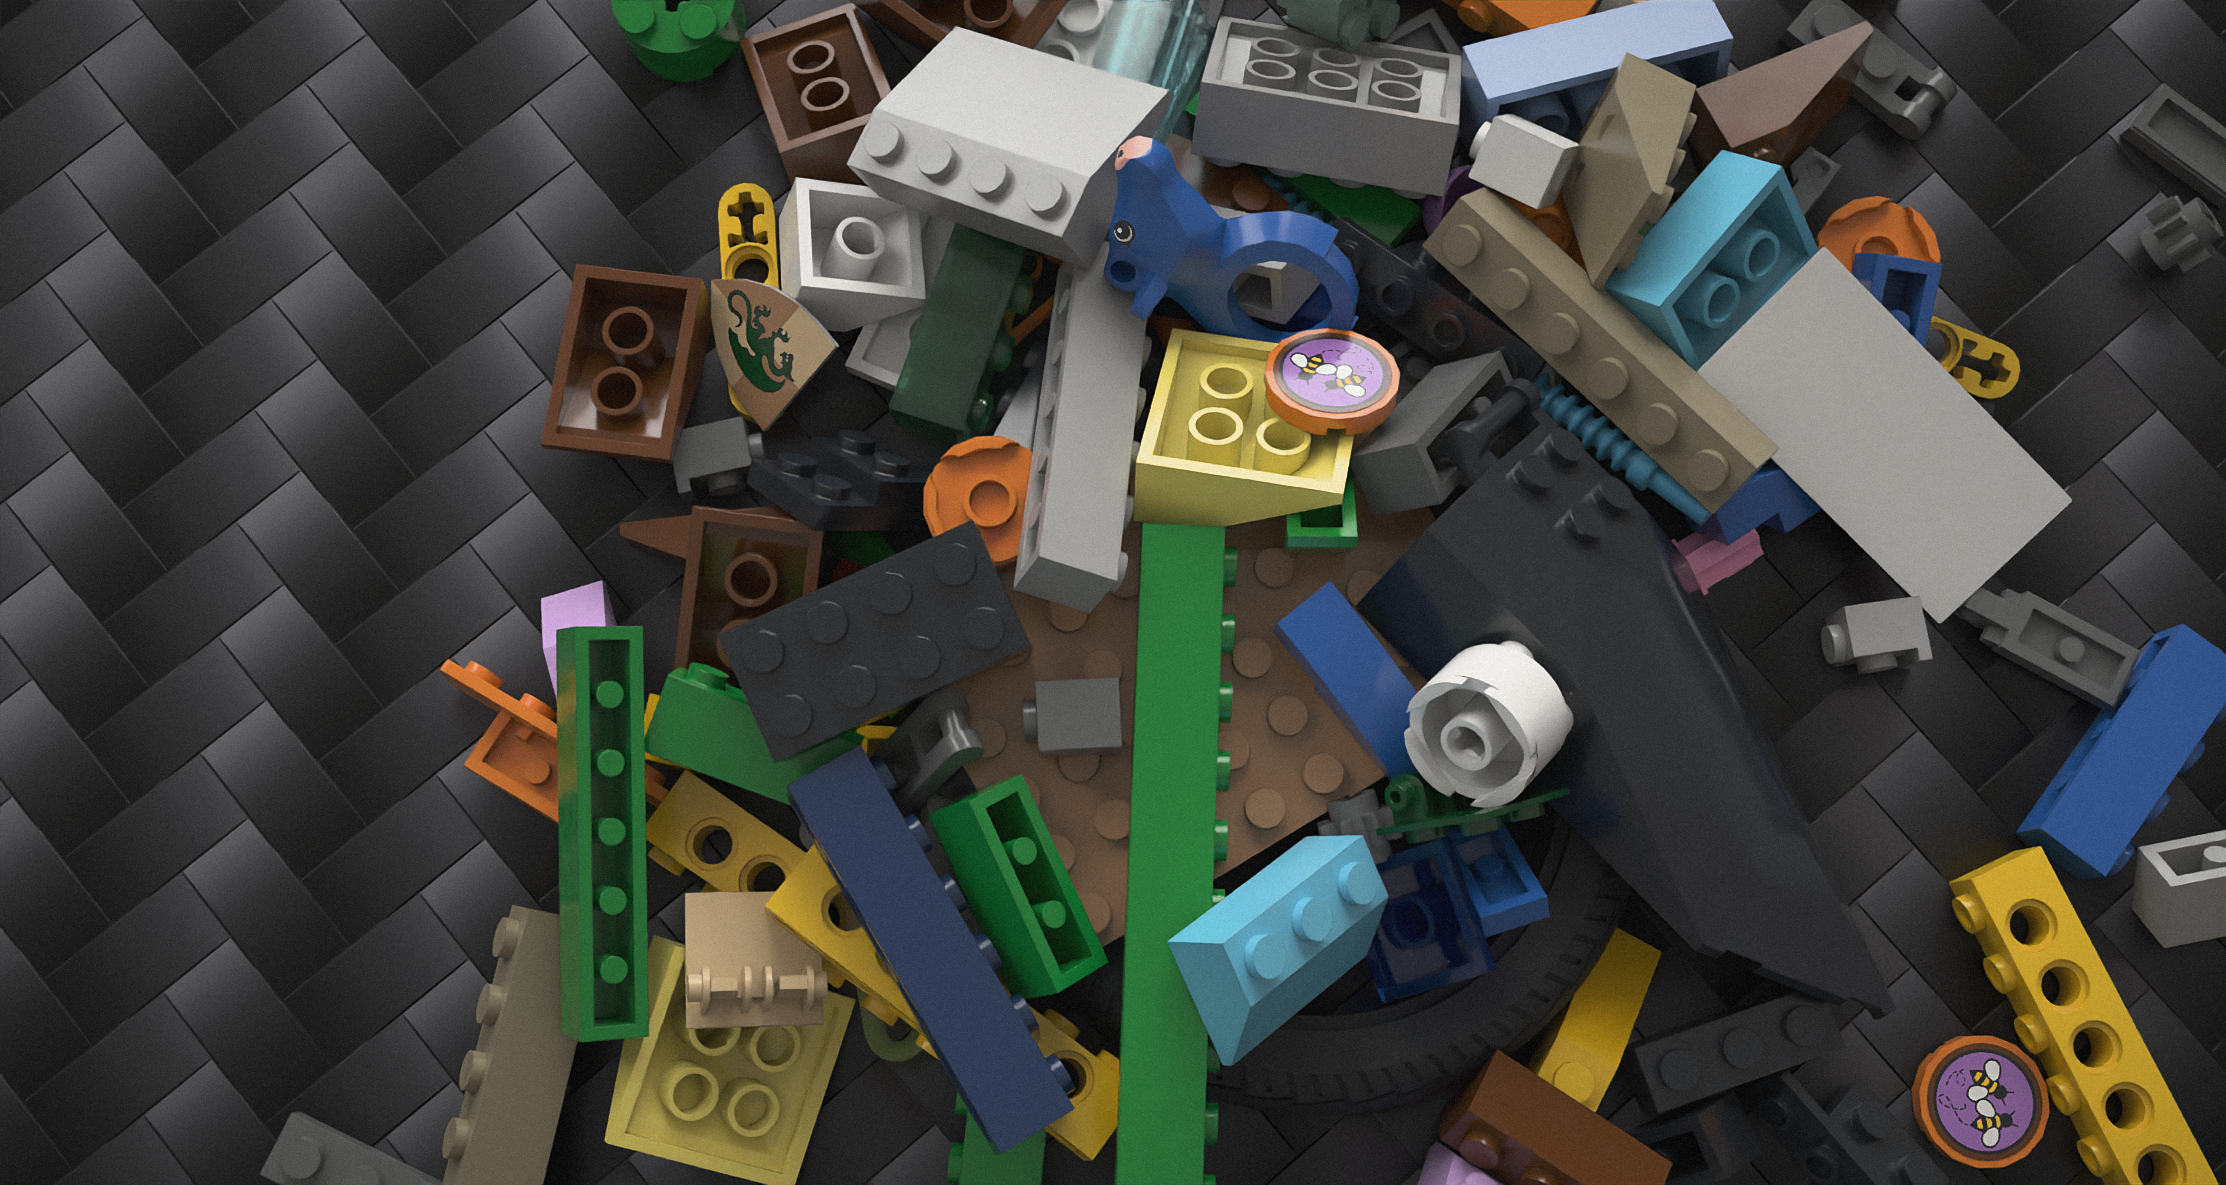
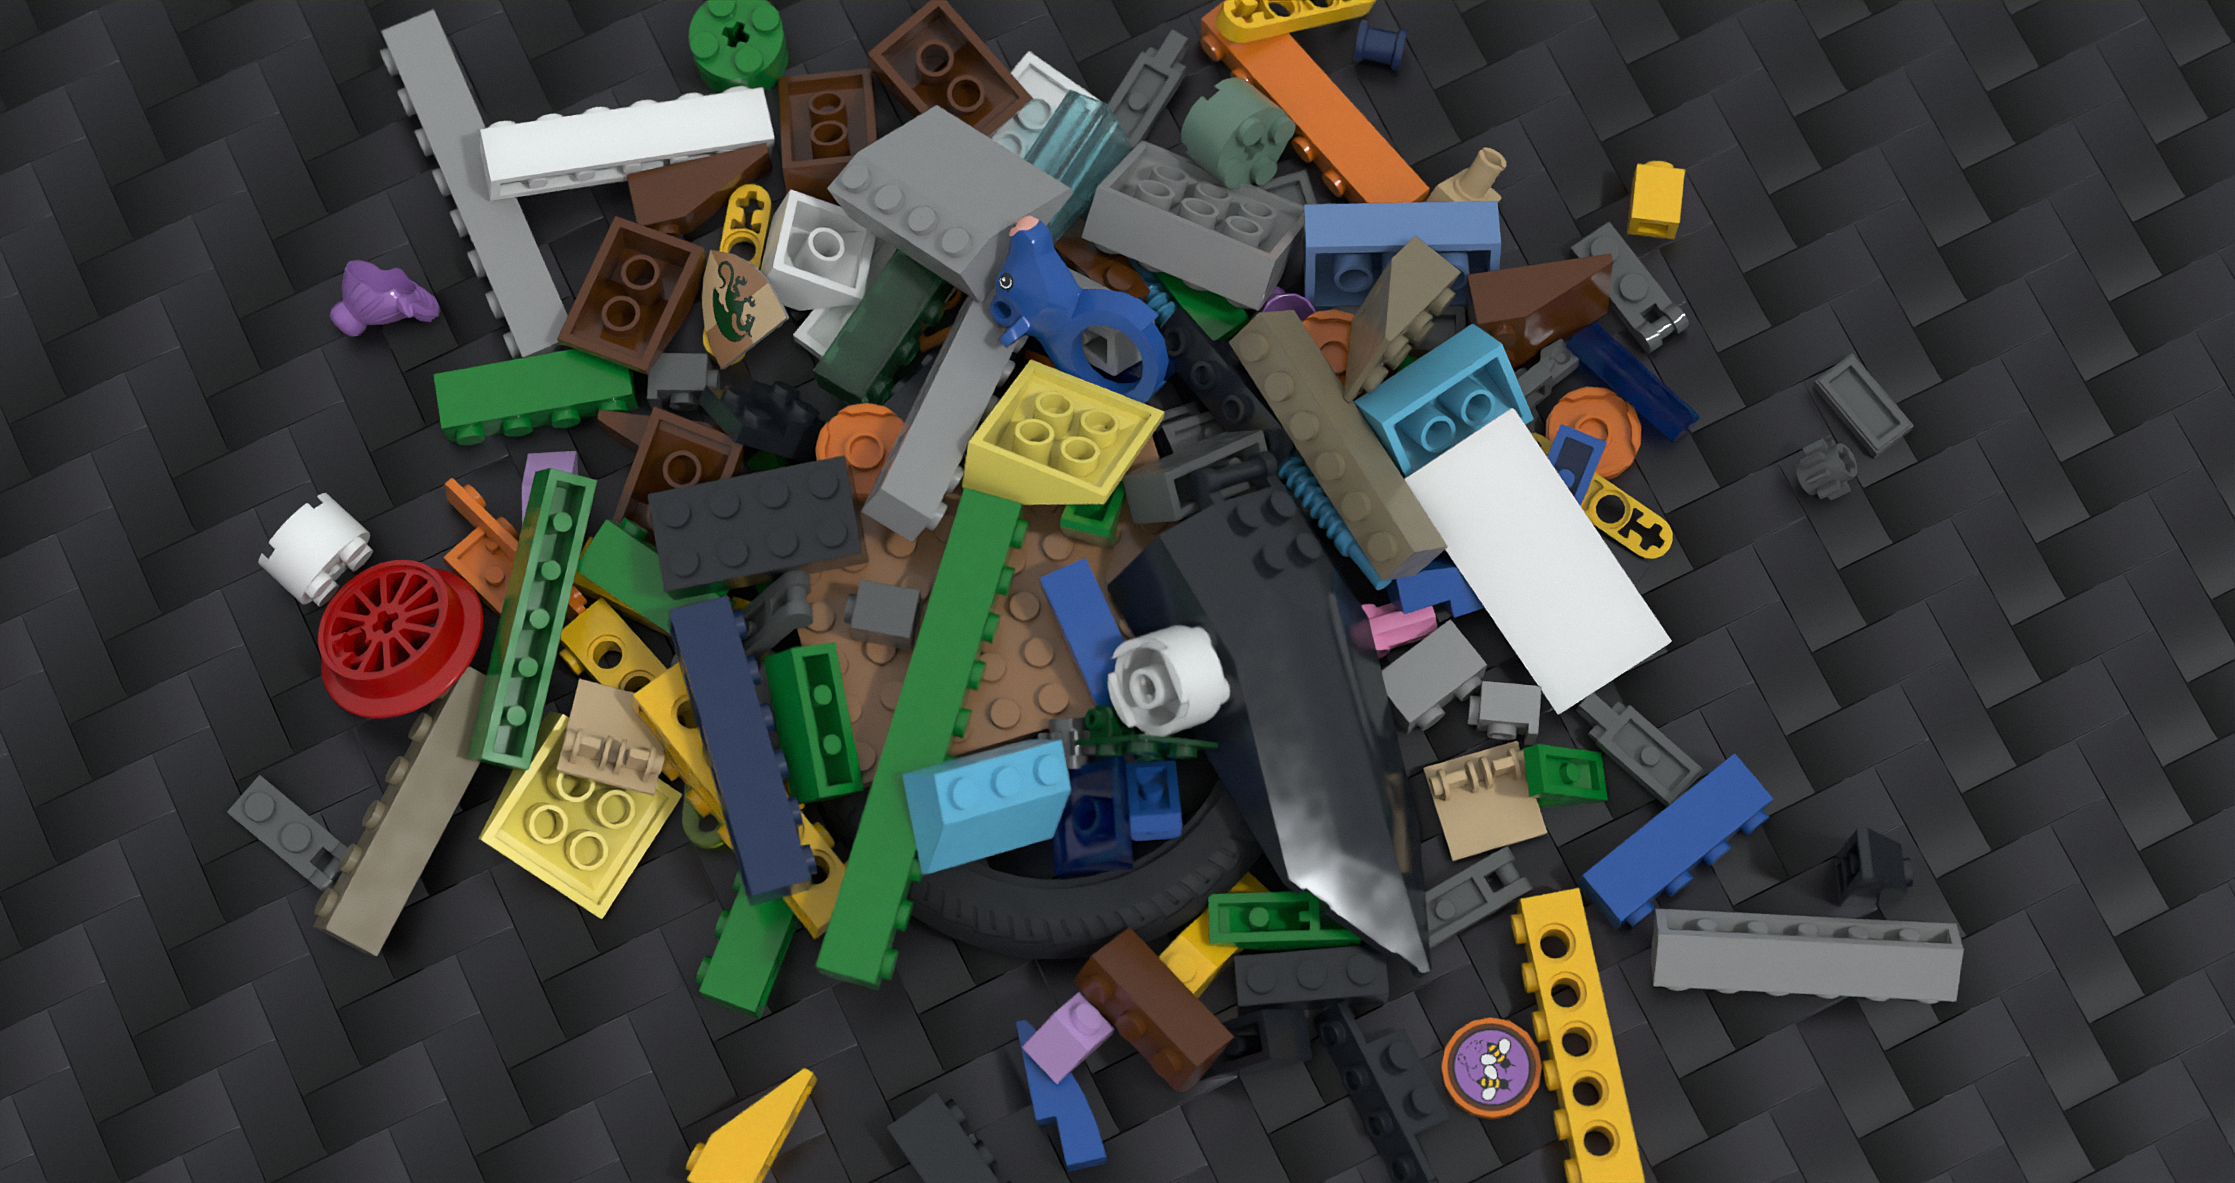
camera: 20 degrees right, 5 degrees down
(290, 798) = (316, 550): none -> white brick
(295, 441) = (379, 297): none -> medium lavender hair
(391, 269) = (498, 228): none -> light grey brick
(406, 865) = (388, 617): none -> red piece
(522, 521) = (529, 394): none -> green brick
(564, 166) = (609, 143): none -> white brick
(664, 212) = (689, 192): none -> reddish brown slope
(1331, 381) = (1127, 420): tile -> none
(1521, 159) = (1321, 297): white brick -> none
(1669, 989) = (1275, 922): none -> green slope
(1772, 612) = (1431, 677): none -> light grey brick
(1876, 754) = (1484, 801): none -> tan hinge
(1893, 888) = (1469, 898): none -> dark grey plate
(1912, 179) = (1633, 381): none -> clear blue tile
(1965, 704) = (1564, 776): none -> green slope

